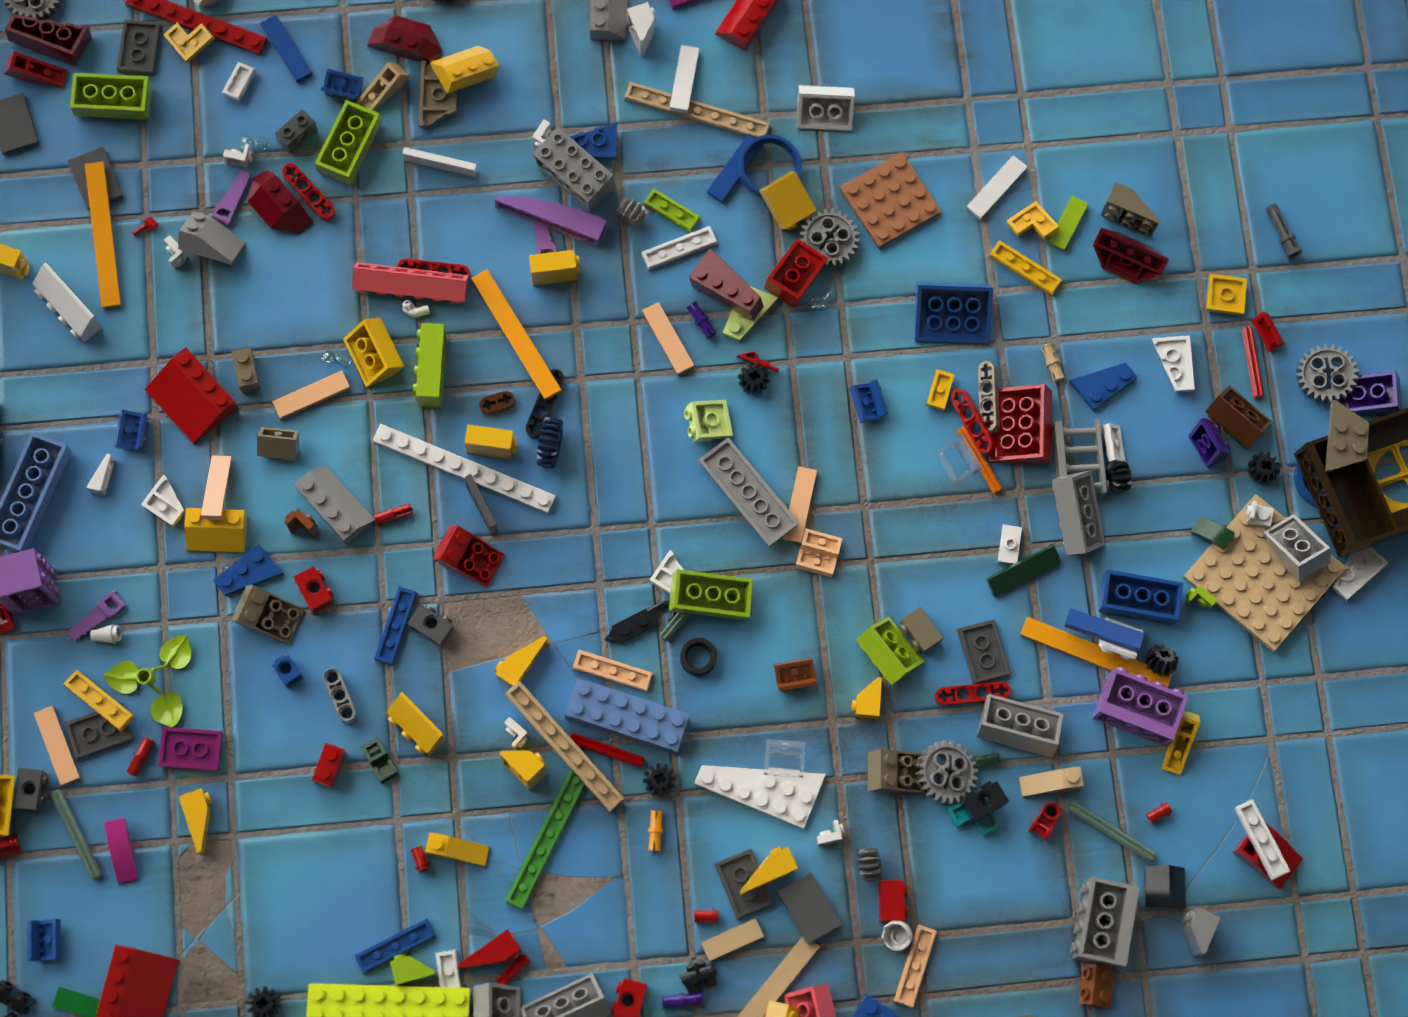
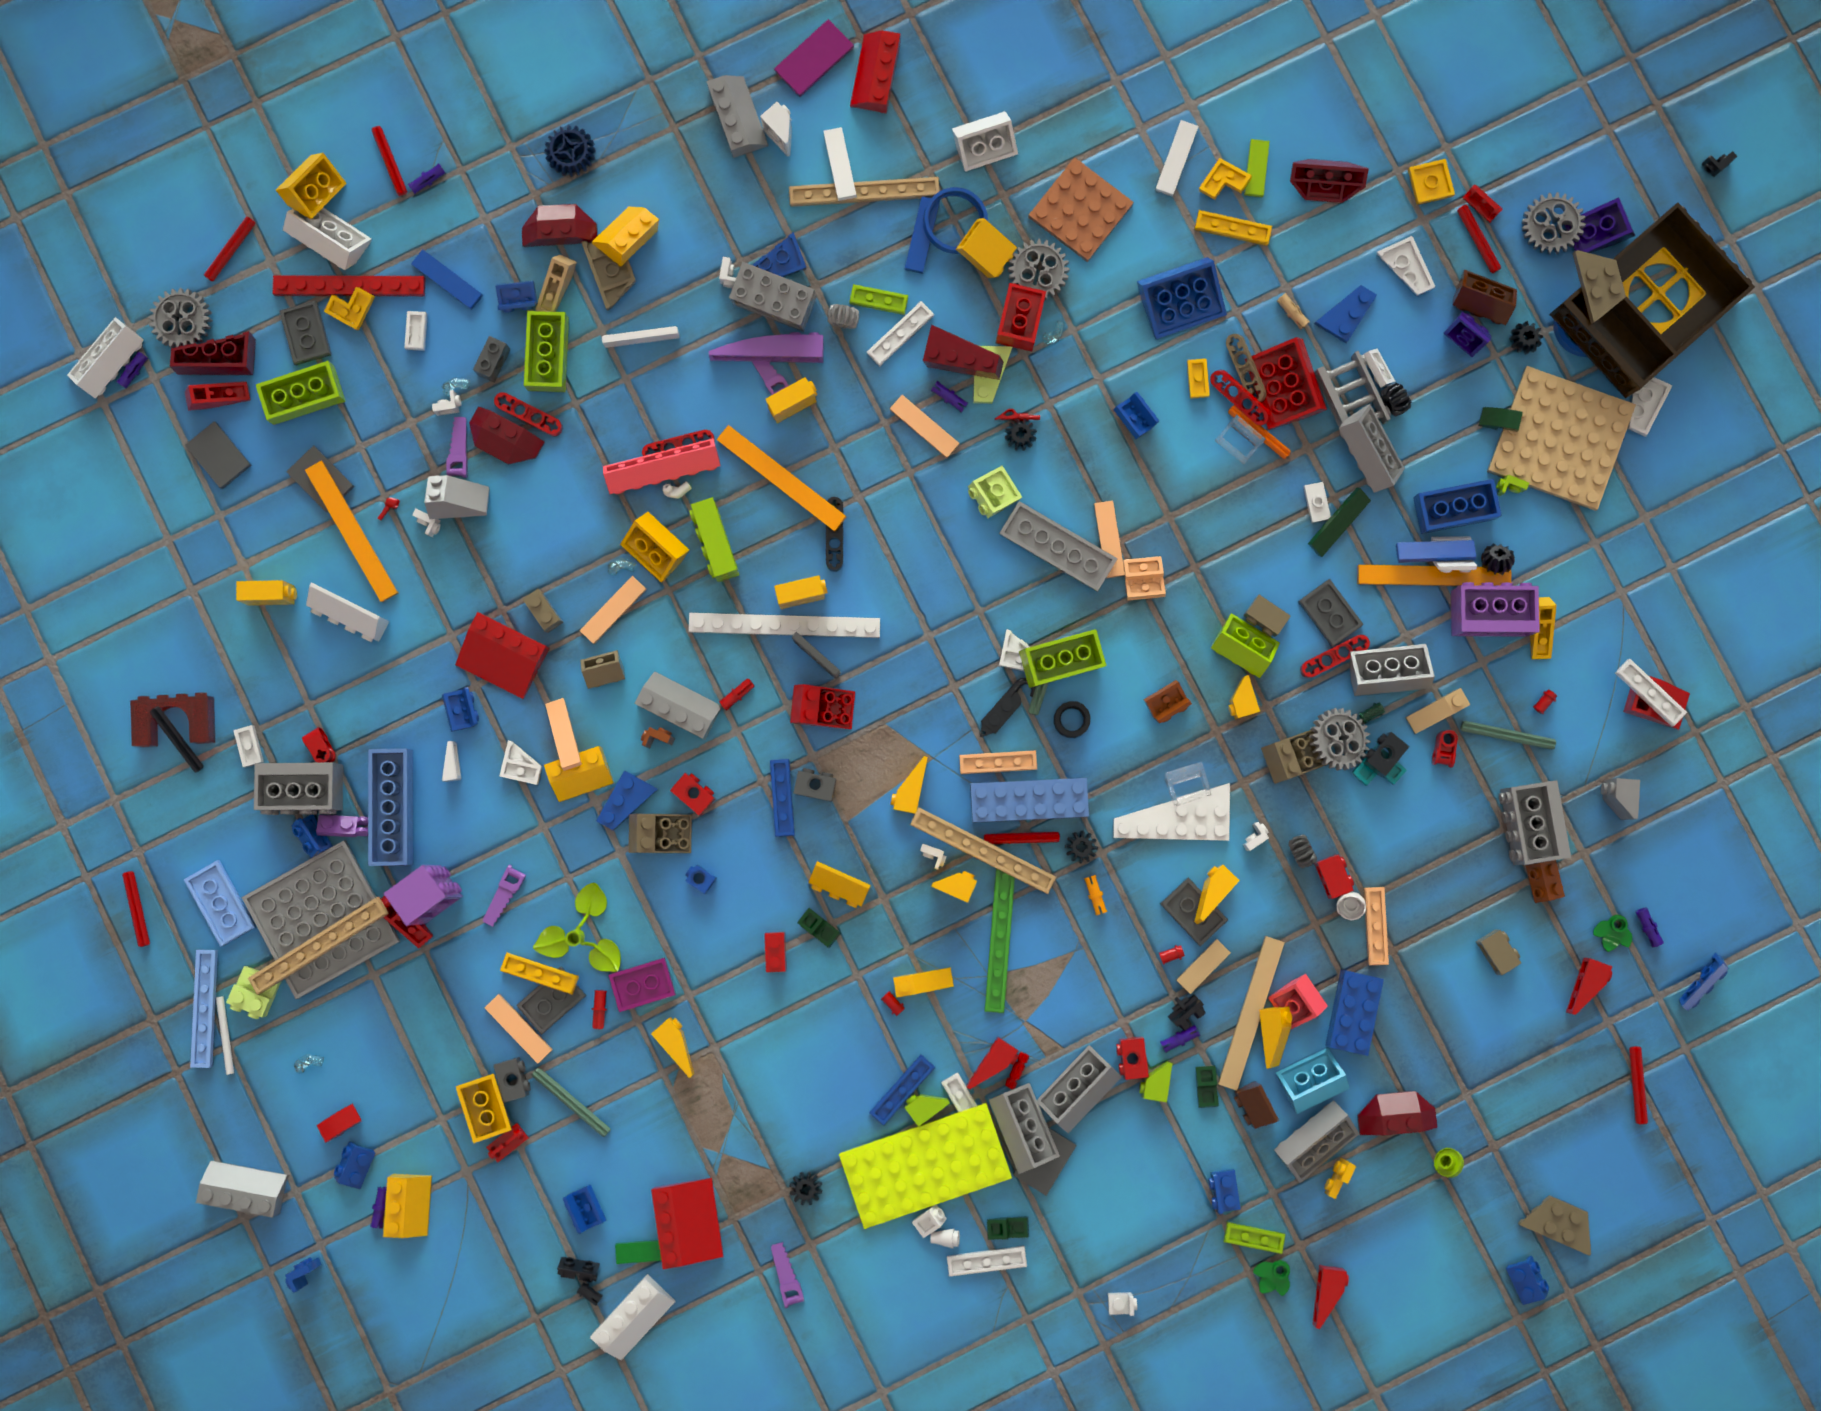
camera: 15 degrees left, 10 degrees up
(107, 634) = (522, 908): white cone -> none
(121, 850) = (619, 1101): dark pink slope -> none
(336, 687) = (750, 878): light grey beam -> none
(498, 407) = (787, 547): reddish brown beam -> none
(549, 442) = (855, 571): dark blue gear -> none
(809, 908) = (1262, 911): dark grey tile -> none
(1129, 210) = (1312, 133): dark tan slope -> none
(1164, 886) = (1573, 767): black slope -> none
(1259, 515) = (1538, 386): white bracket -> none
(1287, 238) = (1468, 104): dark grey pin -> none
(1298, 547) = (1586, 403): light grey slope -> none

